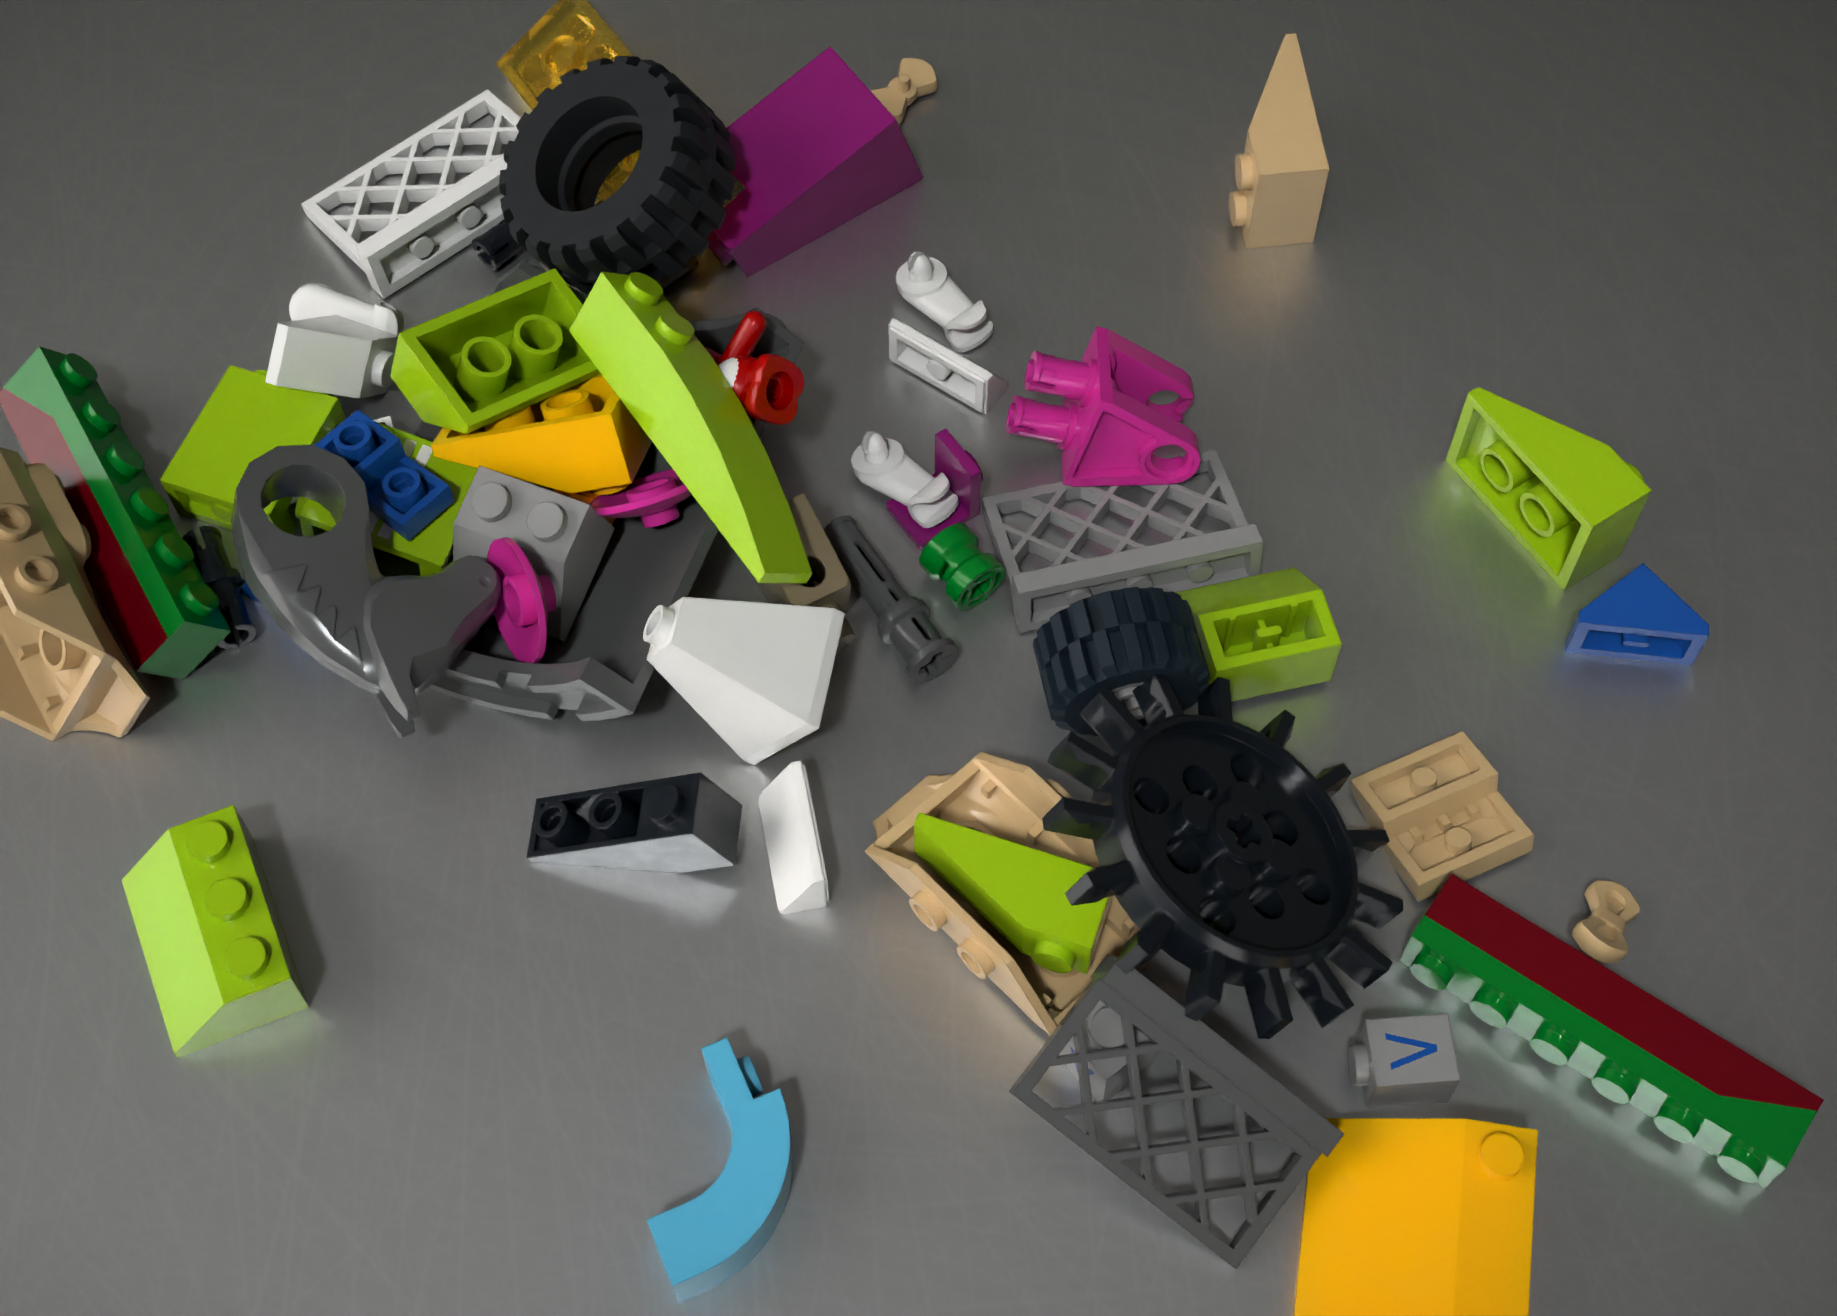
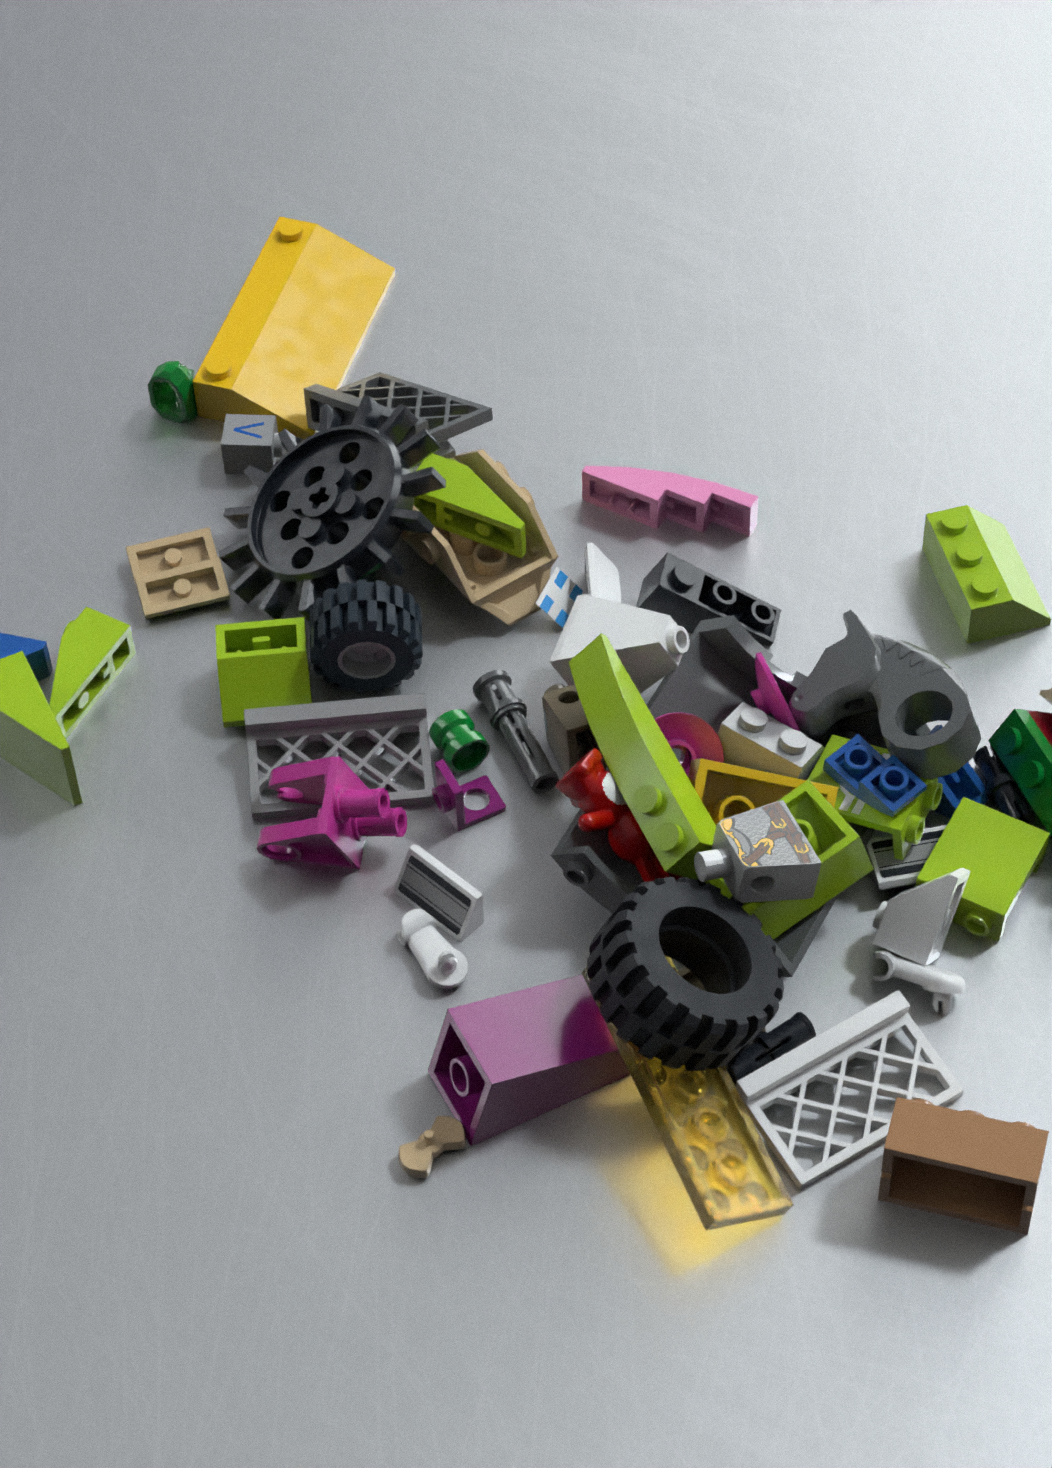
camera: 170 degrees left, 10 degrees down
(303, 79) = (962, 1164): none -> medium nougat piece
(525, 276) = (761, 856): none -> torso
(684, 1023) = (658, 495): none -> bright pink slope
(736, 1216) = (660, 410): medium azure arch -> none
(855, 824) = (559, 597): none -> white sticker
(890, 471) = (497, 821): white piece -> none
(1283, 160) = (132, 1003): tan slope -> none
(1518, 628) = (88, 662): none -> lime slope
(1570, 1154) = (173, 392): none -> green rock
(1603, 931) = (92, 515): tan piece -> none
(1611, 1033) = (127, 449): brick -> none

